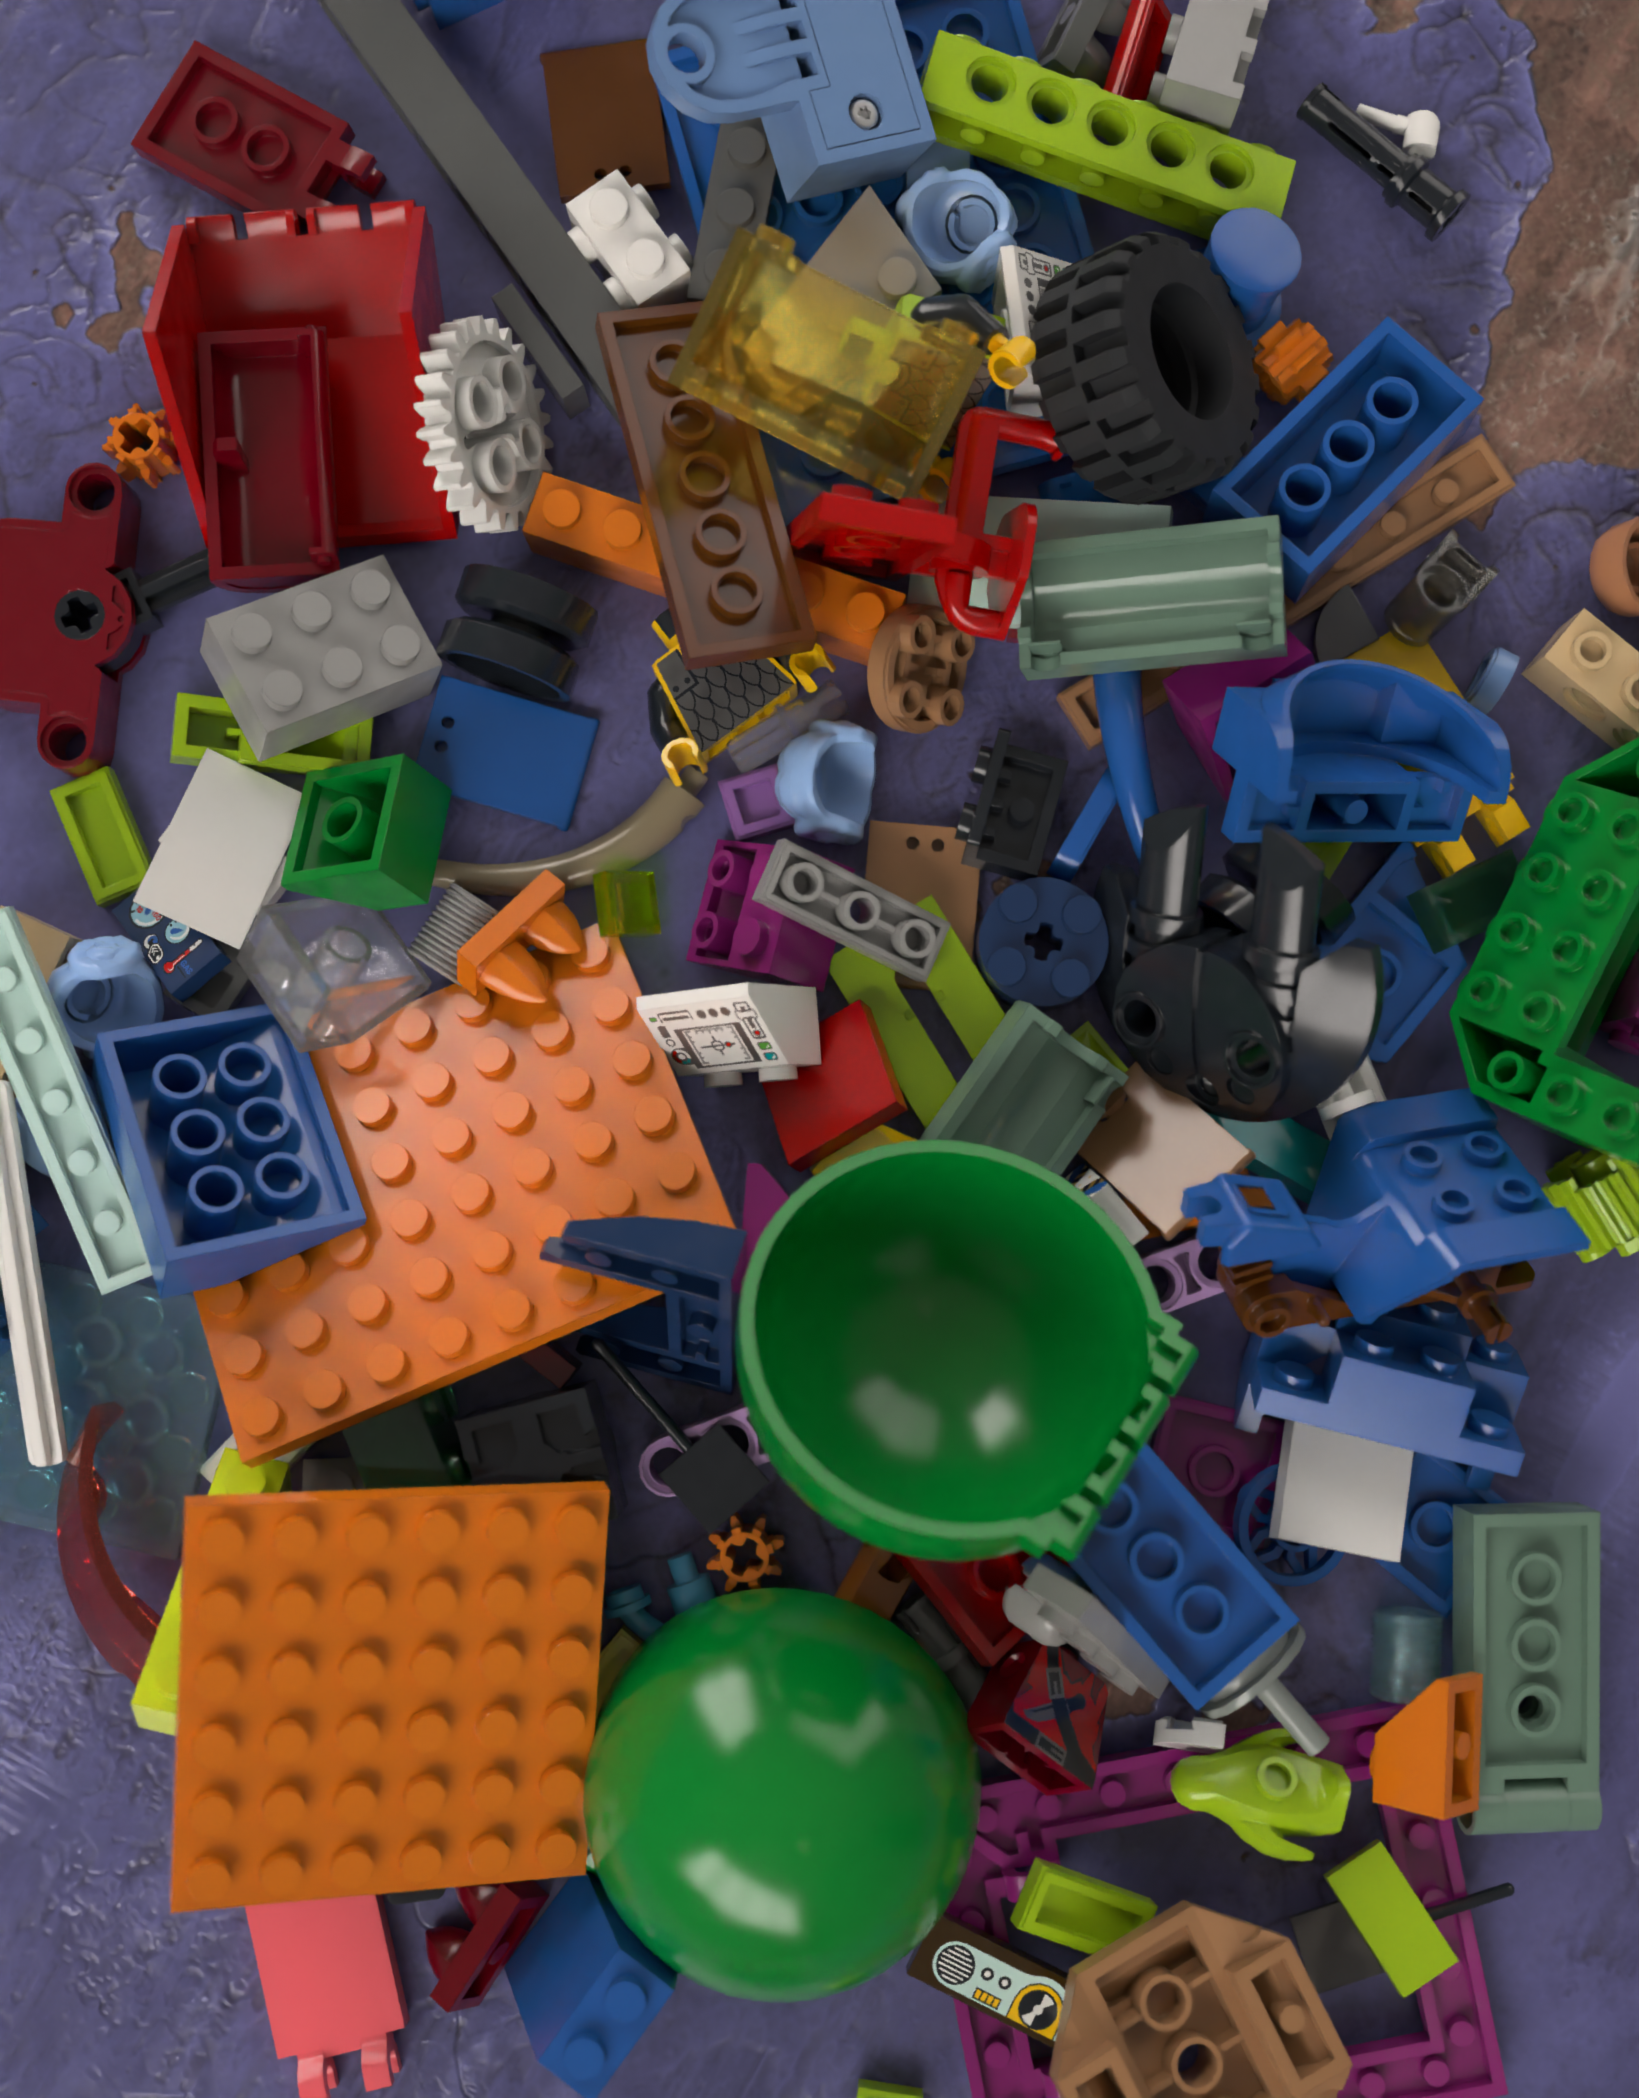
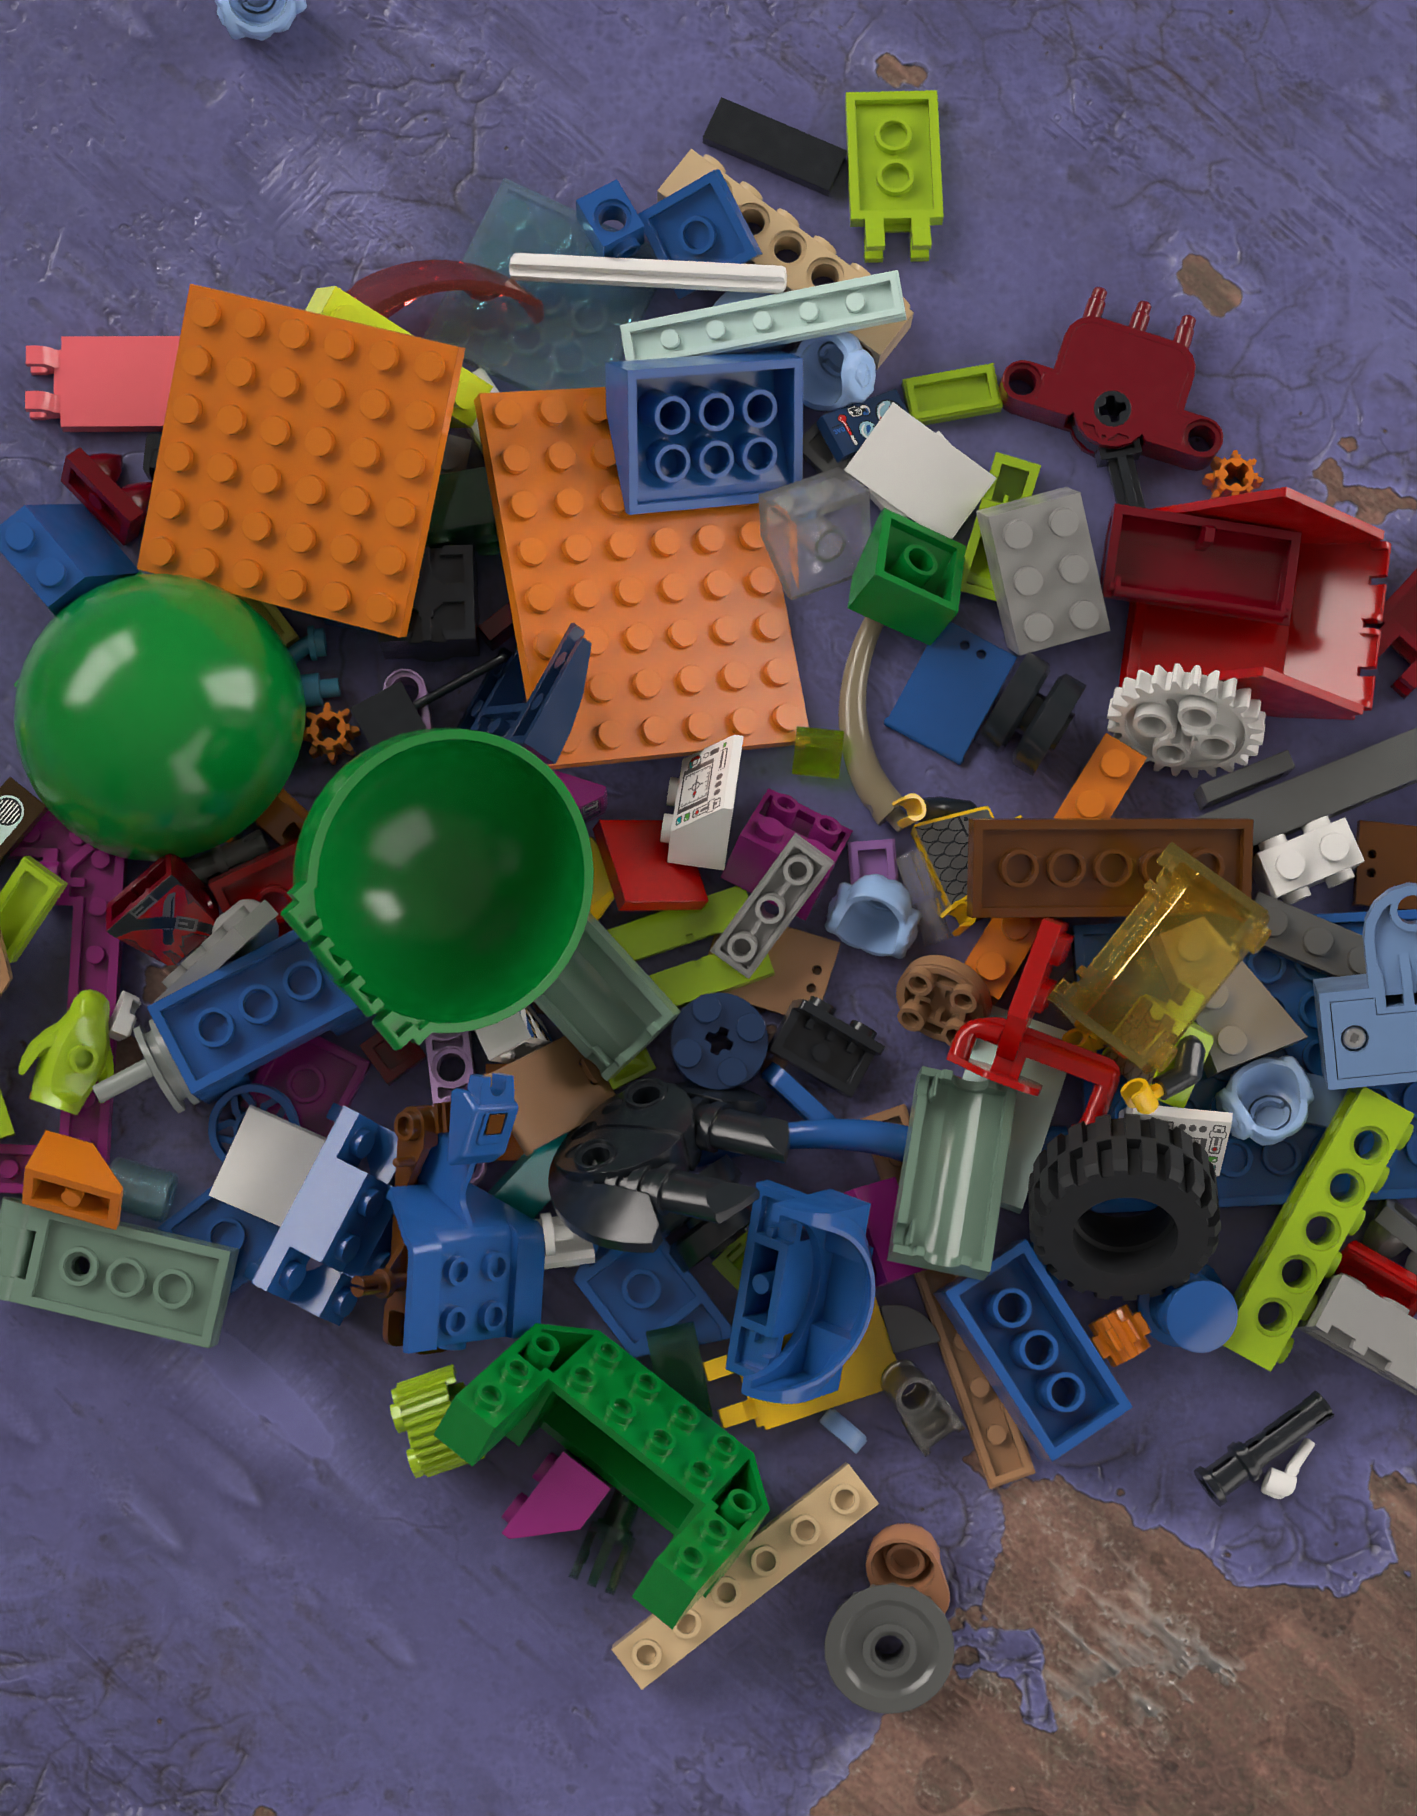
camera: 90 degrees right, 5 degrees down
(449, 928) = (822, 626): light grey piece -> none
(498, 952) = (800, 649): orange tile -> none

